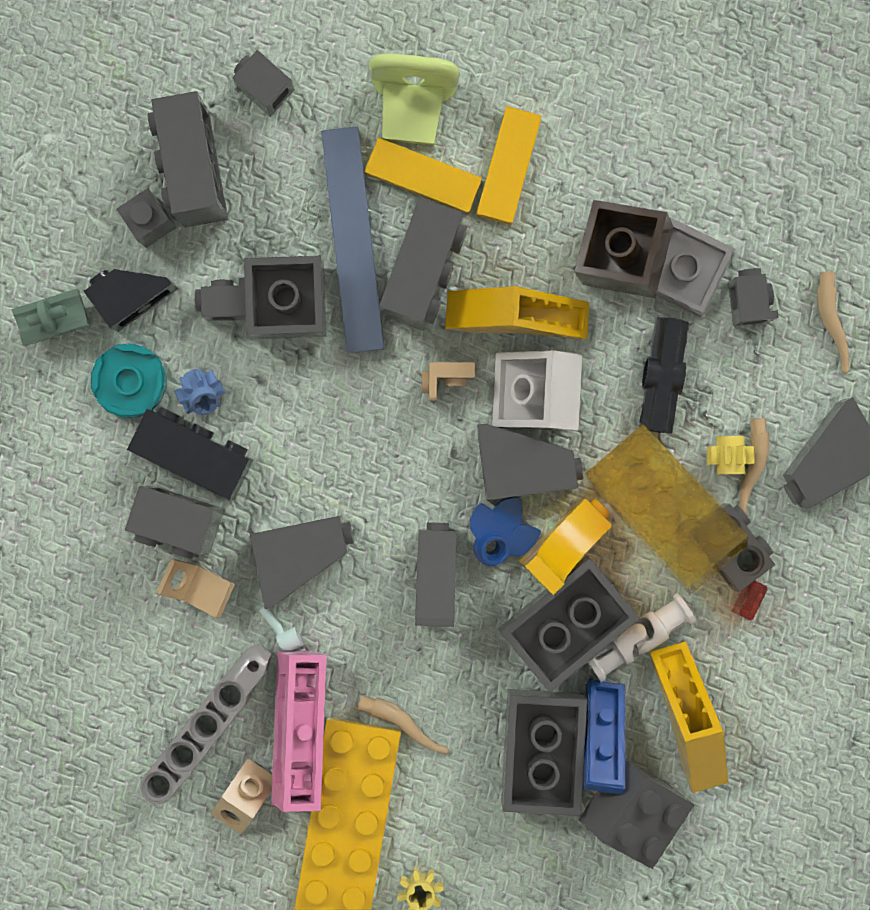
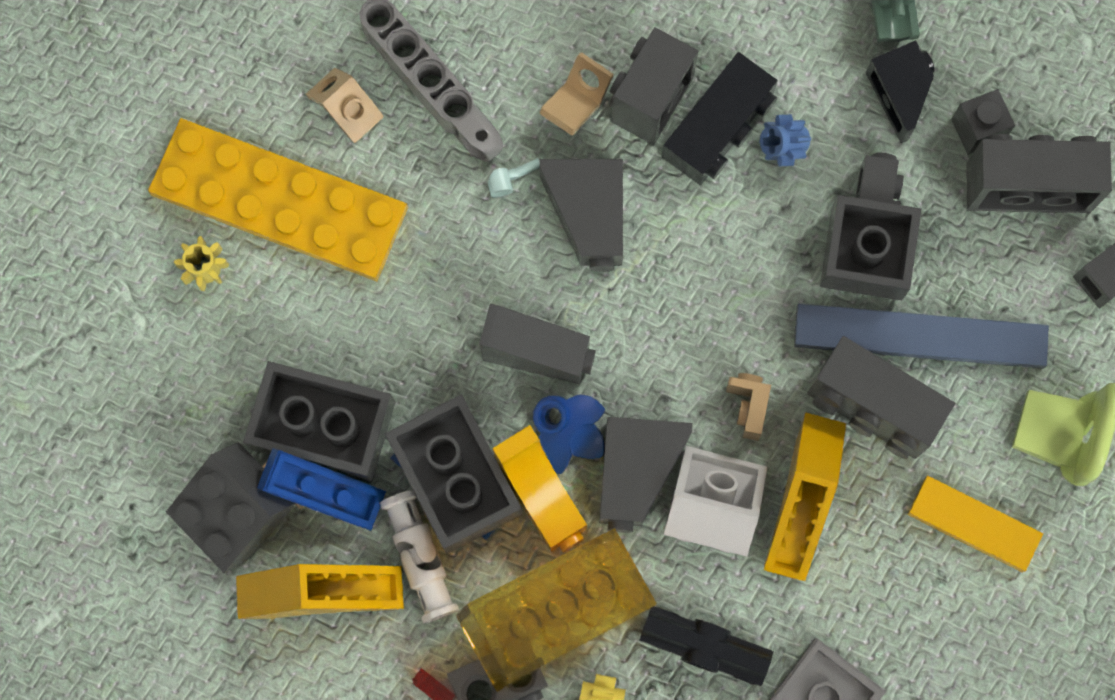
camera: 105 degrees right, 10 degrees down
(128, 380) = (811, 73): teal tile -> none
(298, 731) = (402, 169): bright pink brick -> none
(391, 712) = (396, 275): tan animal -> none
(423, 175) = (979, 427): yellow tile -> none
(624, 248) = (858, 627): dark brown brick -> none

